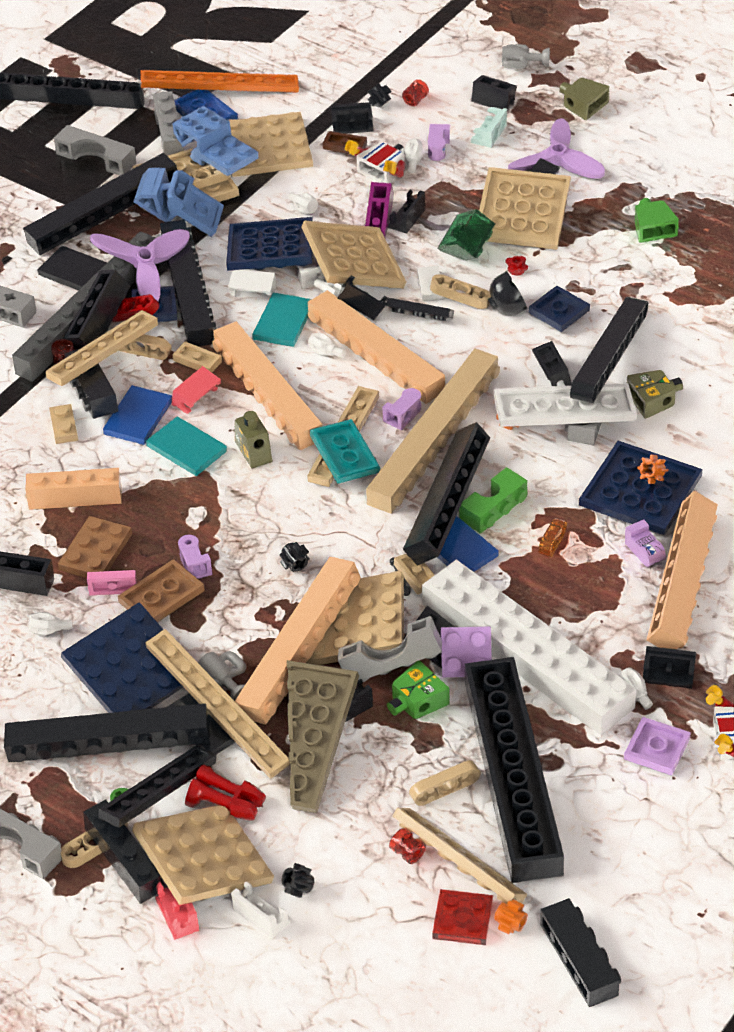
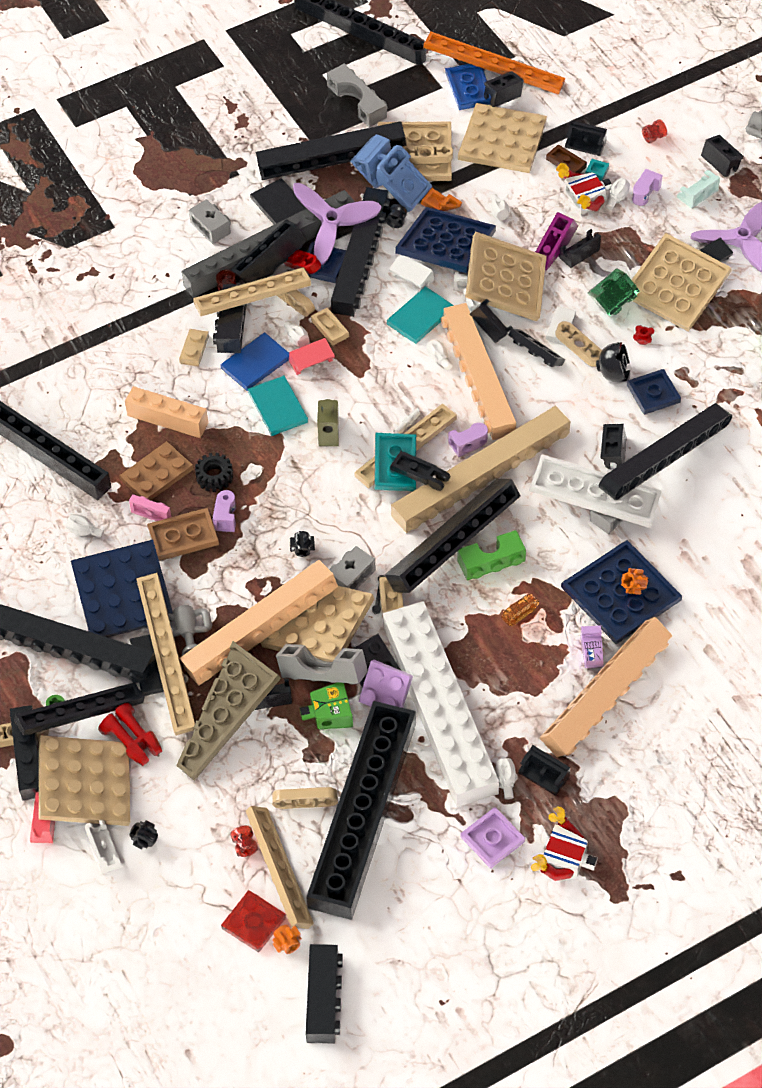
camera: 25 degrees right, 10 degrees up
(162, 535) = (210, 463): none -> black tyre
(165, 116) = (431, 80): light grey arch -> none
(167, 375) = (297, 334): none -> white piece
(204, 241) = (396, 216): none -> black wheel
(214, 141) = (450, 124): medium blue piece -> none
(234, 215) = (438, 201): none -> orange slope
(245, 99) = (503, 88): none -> black hinge
(266, 384) = (370, 370): light nougat brick -> none
(331, 413) = (407, 422): none -> white piece
(365, 554) = (353, 568): none -> light grey brick
(378, 137) = (598, 167): none -> teal plate
(379, 95) = (621, 123): black gear -> none
(379, 446) = (419, 470): none -> black hinge
(466, 547) = (444, 590): blue tile -> none
(653, 391) = (685, 504): olive torso -> none

